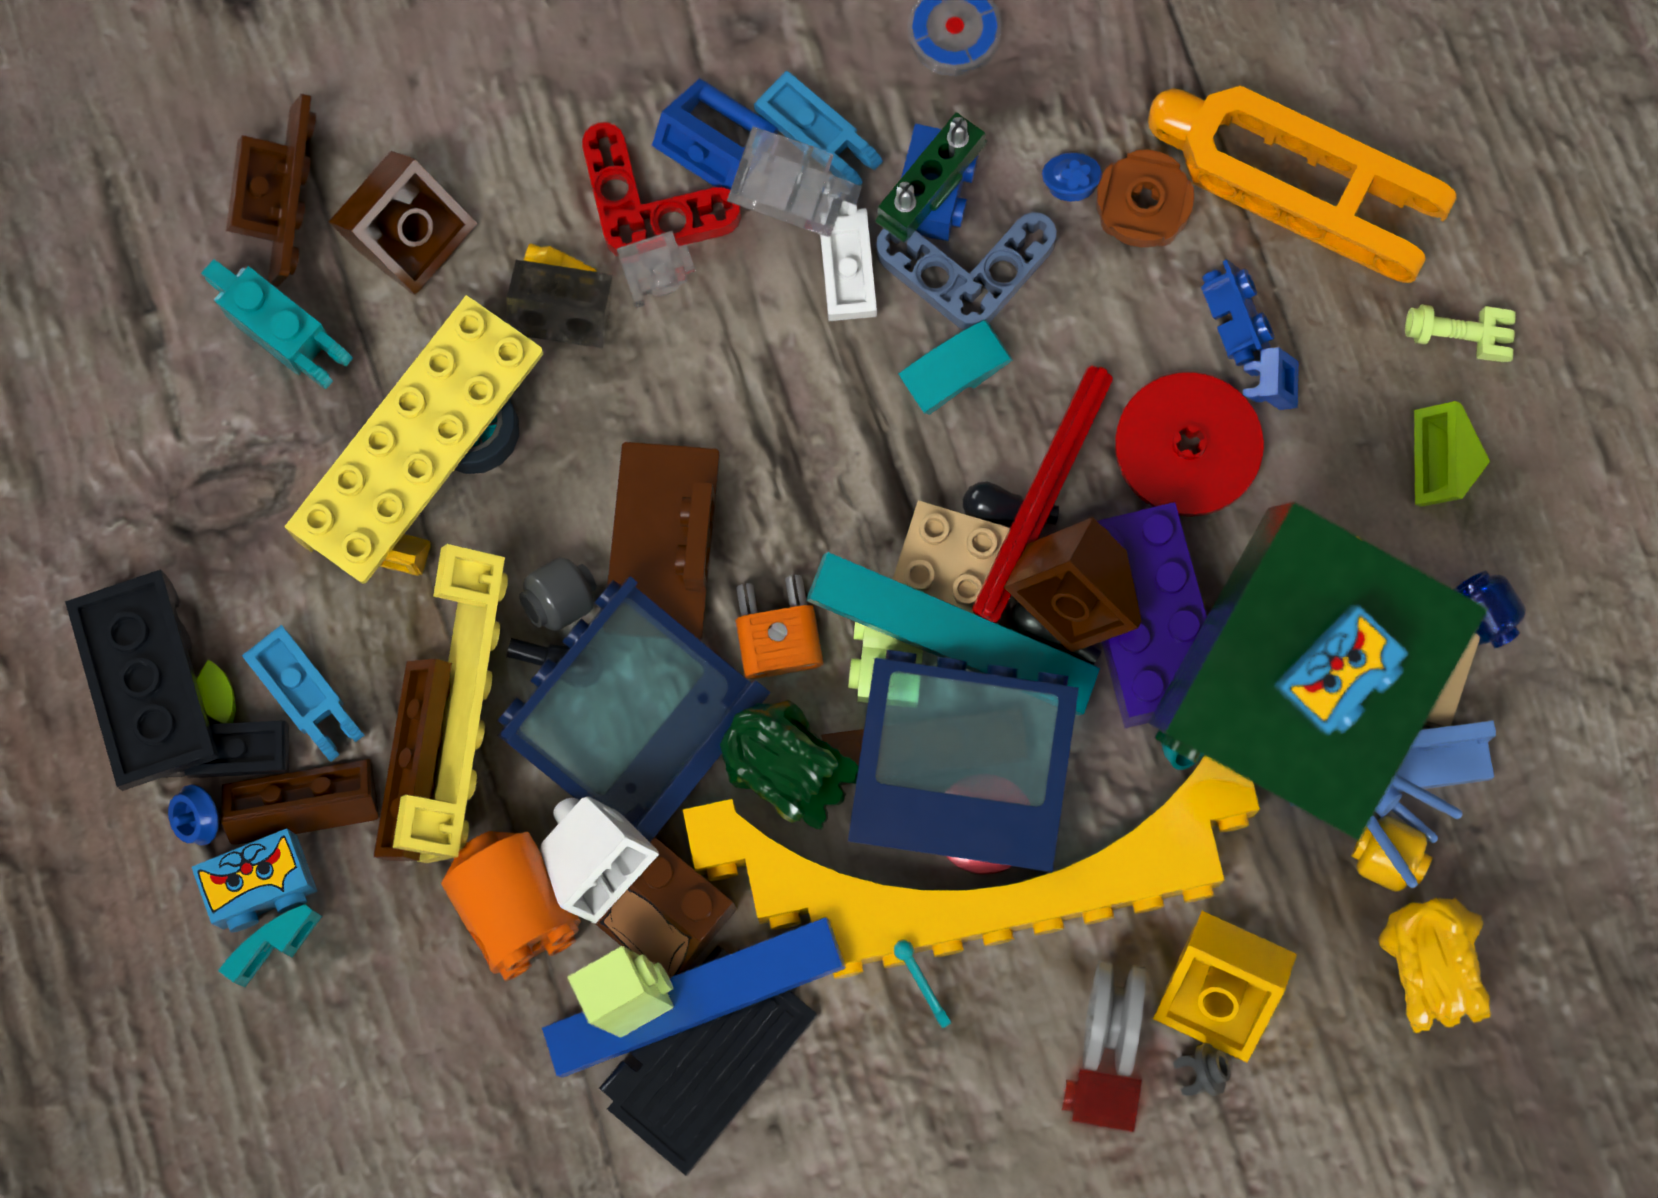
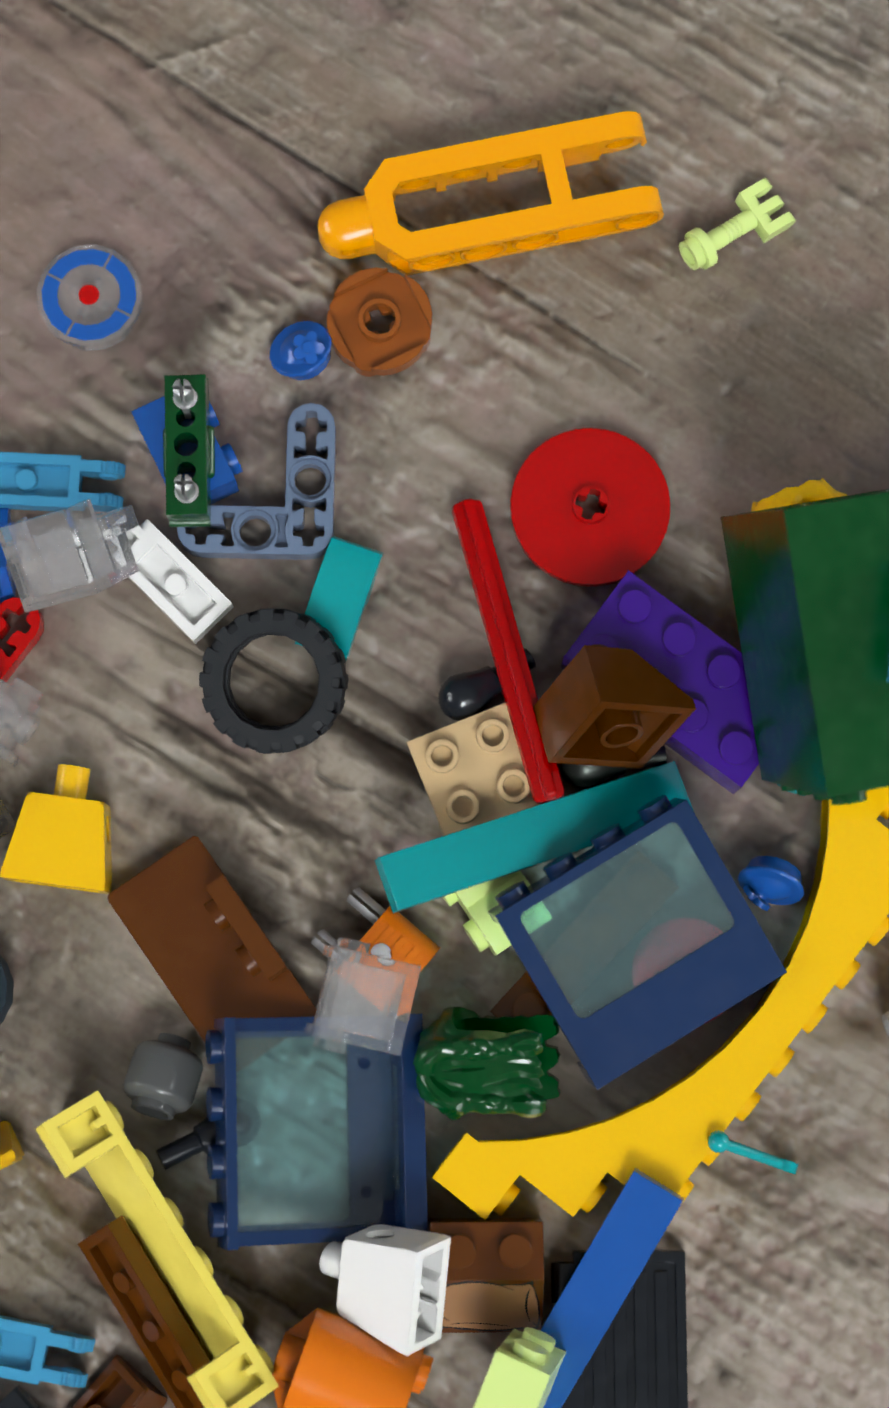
camera: 50 degrees left, 5 degrees up
(626, 378) = (62, 837): none -> yellow torso
(733, 641) = (363, 1000): none -> clear plate
(826, 351) = (217, 674): none -> black tyre
(1097, 807) = (771, 881): none -> blue hat
(1233, 295) = (523, 348): blue hinge -> none
(1277, 379) = (620, 391): blue tile -> none
(1445, 454) = (808, 347): lime slope -> none

